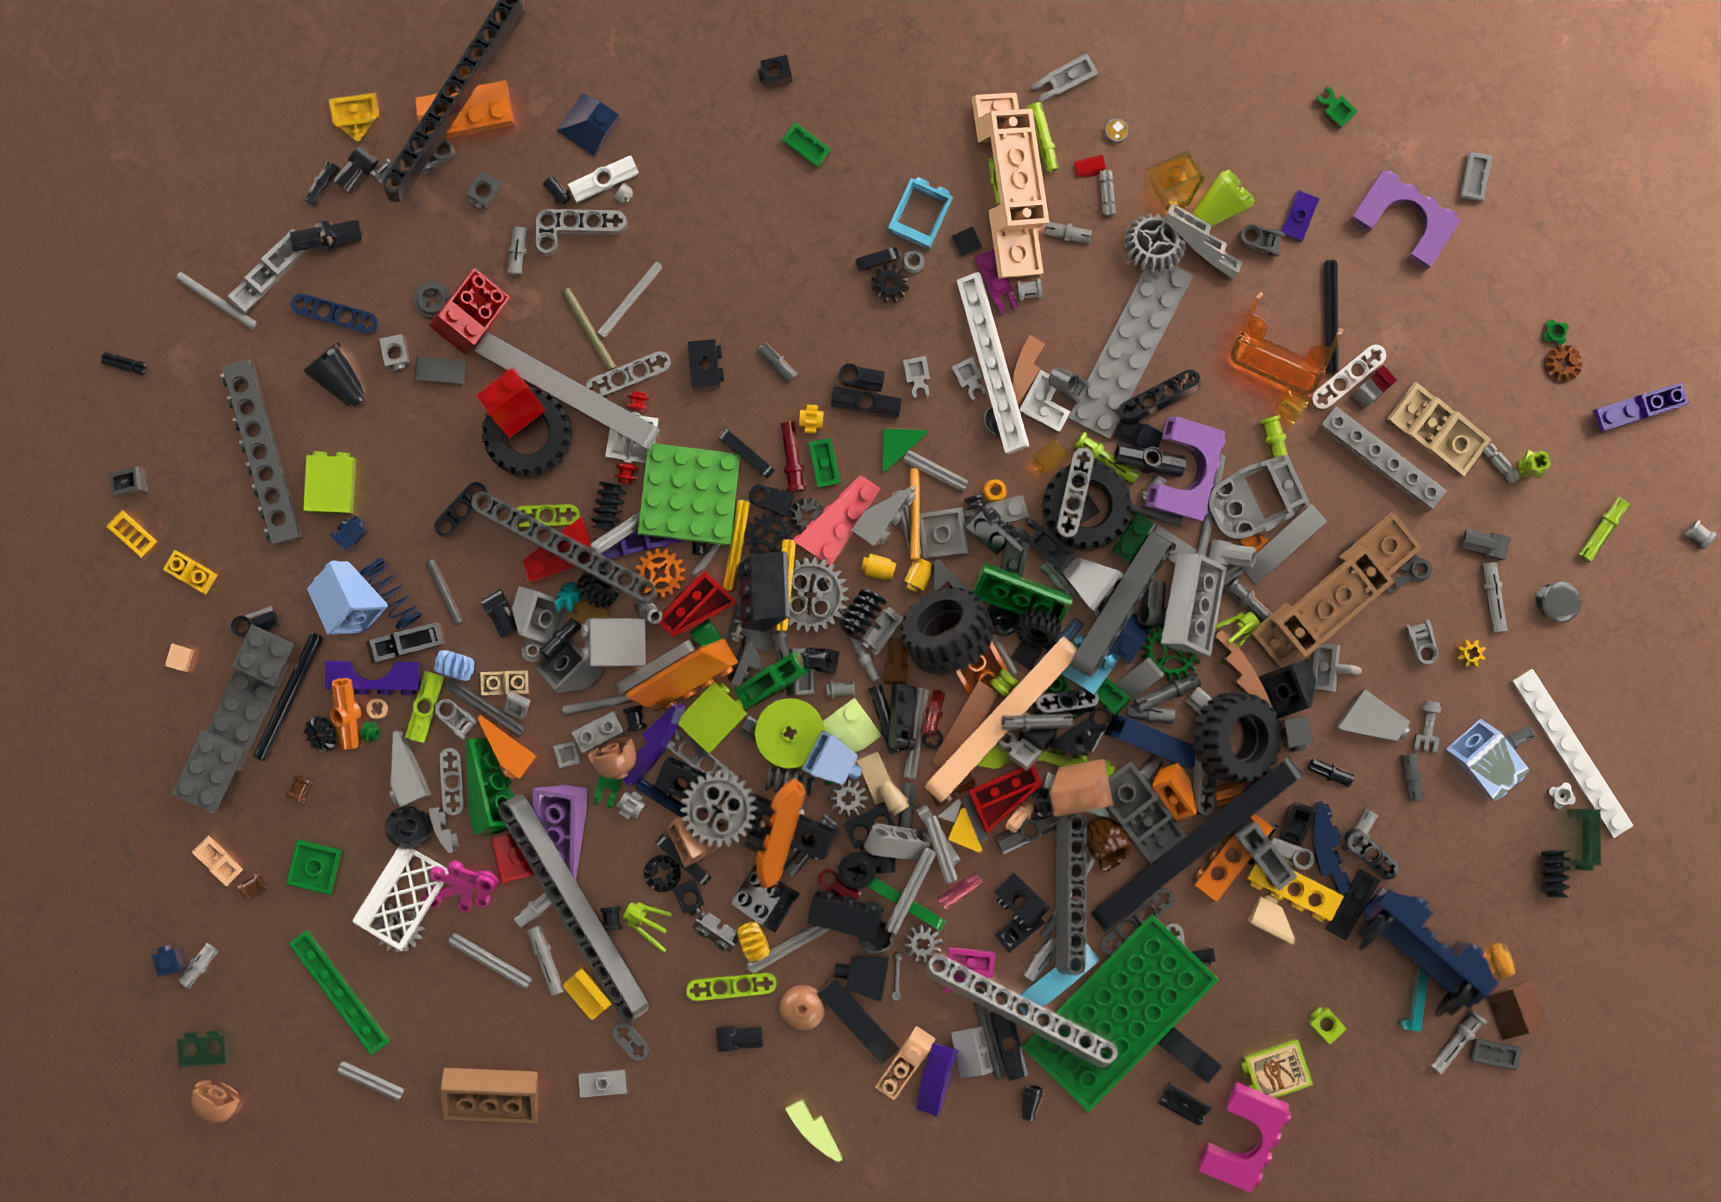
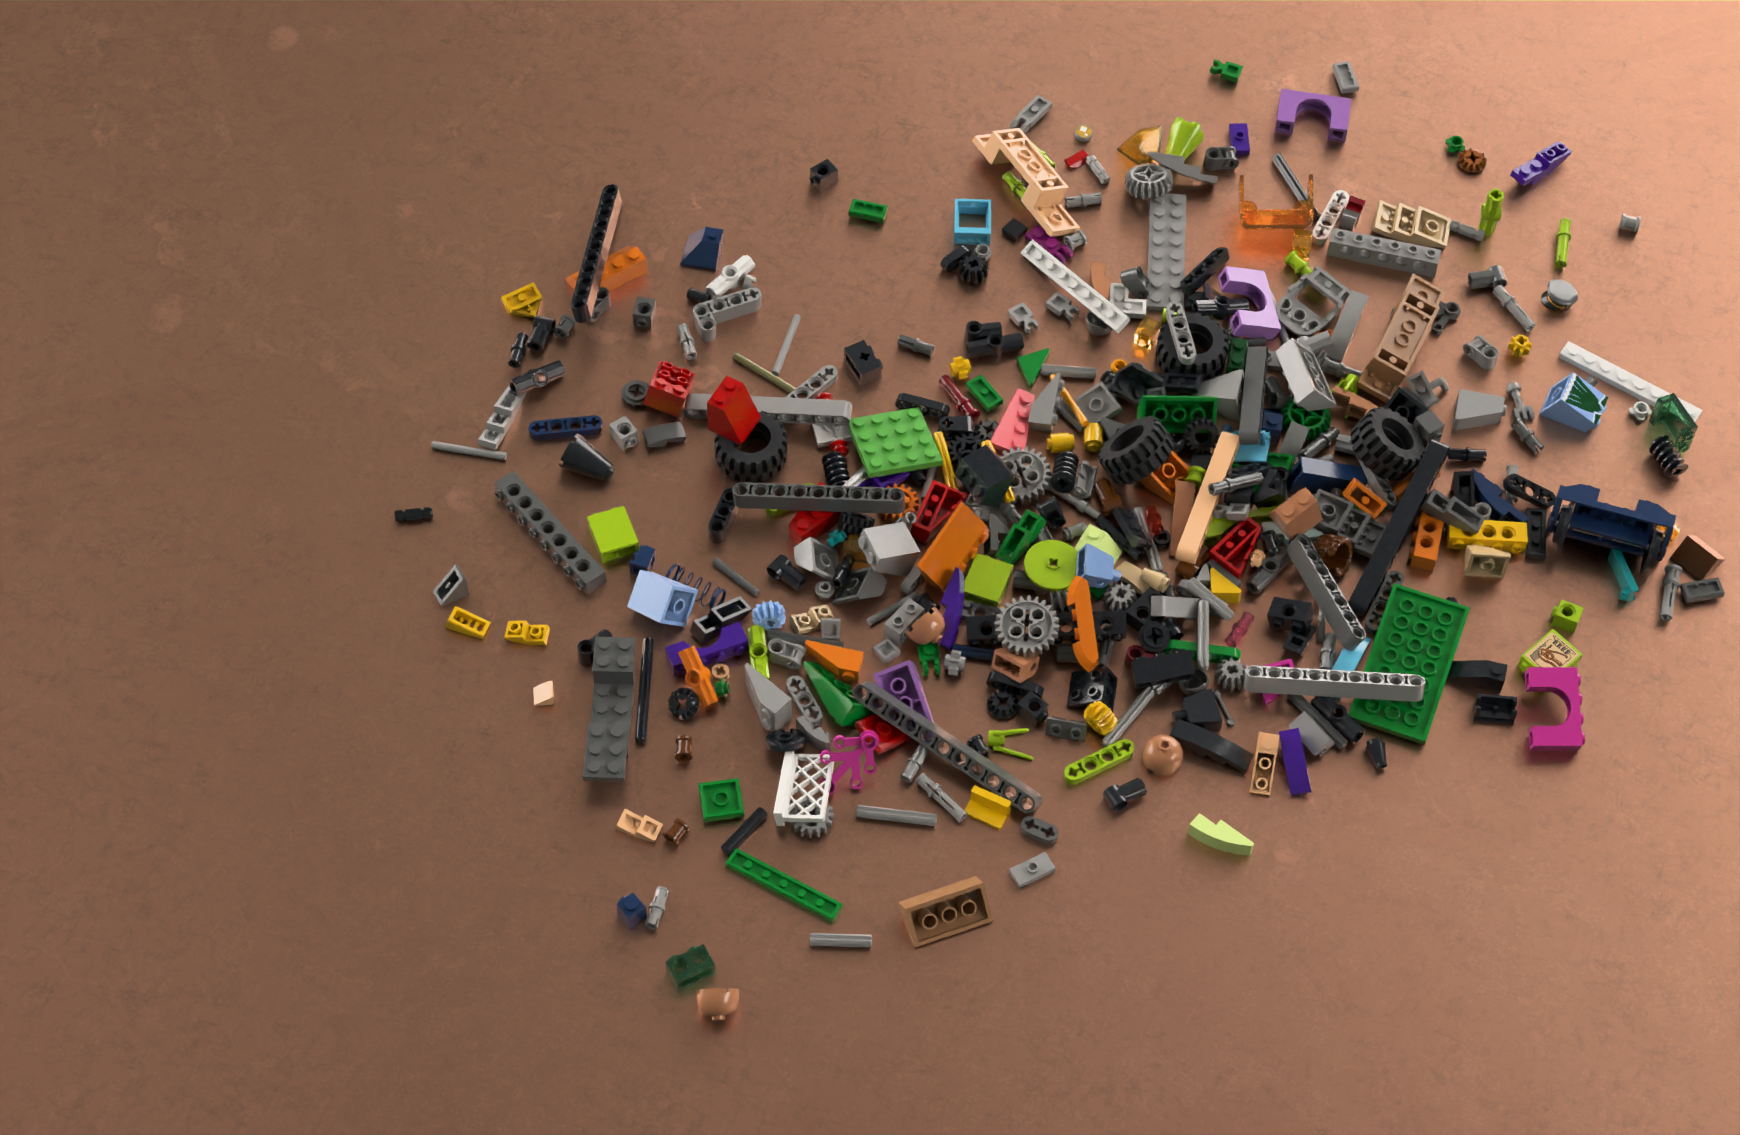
camera: 25 degrees left, 30 degrees down
(323, 913) = (744, 830): none -> black axle

